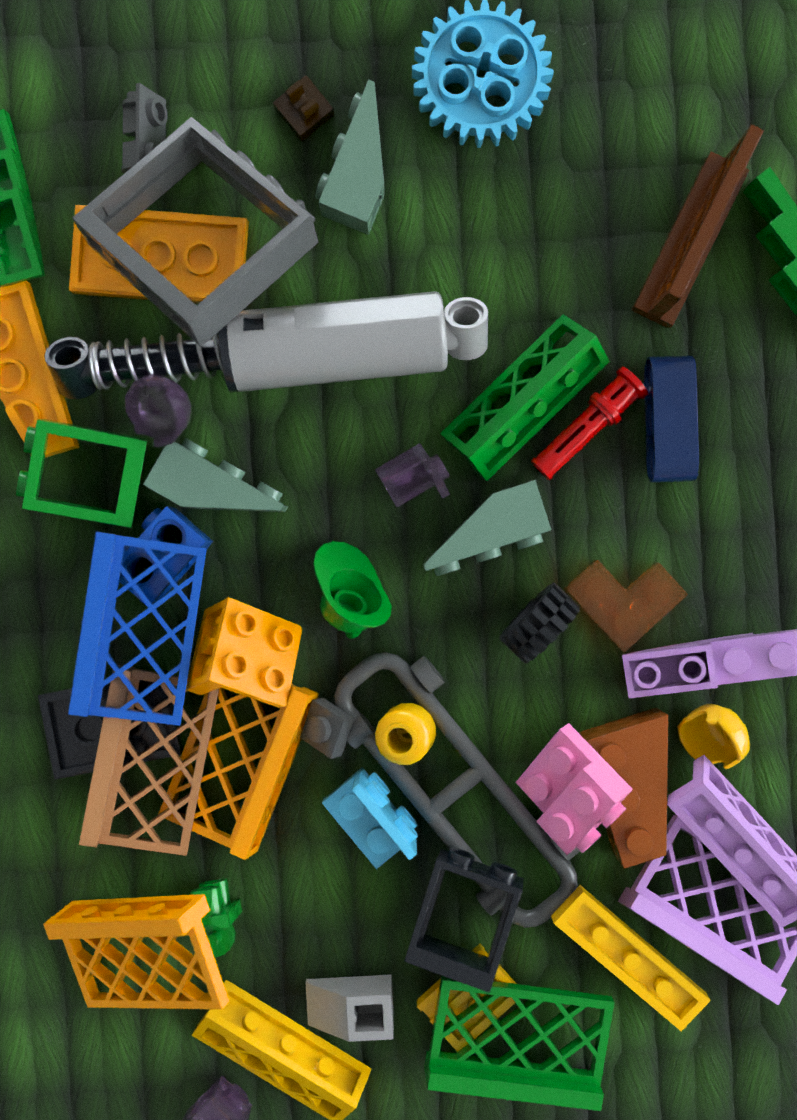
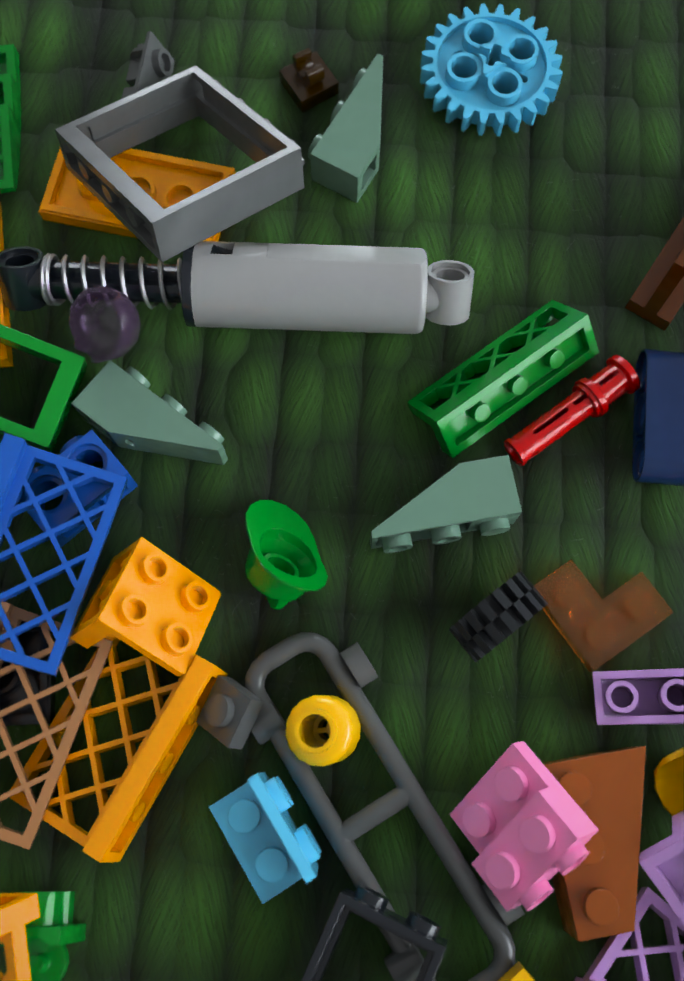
camera: 10 degrees right, 15 degrees down
(412, 475) = (372, 437): clear purple bracket -> none

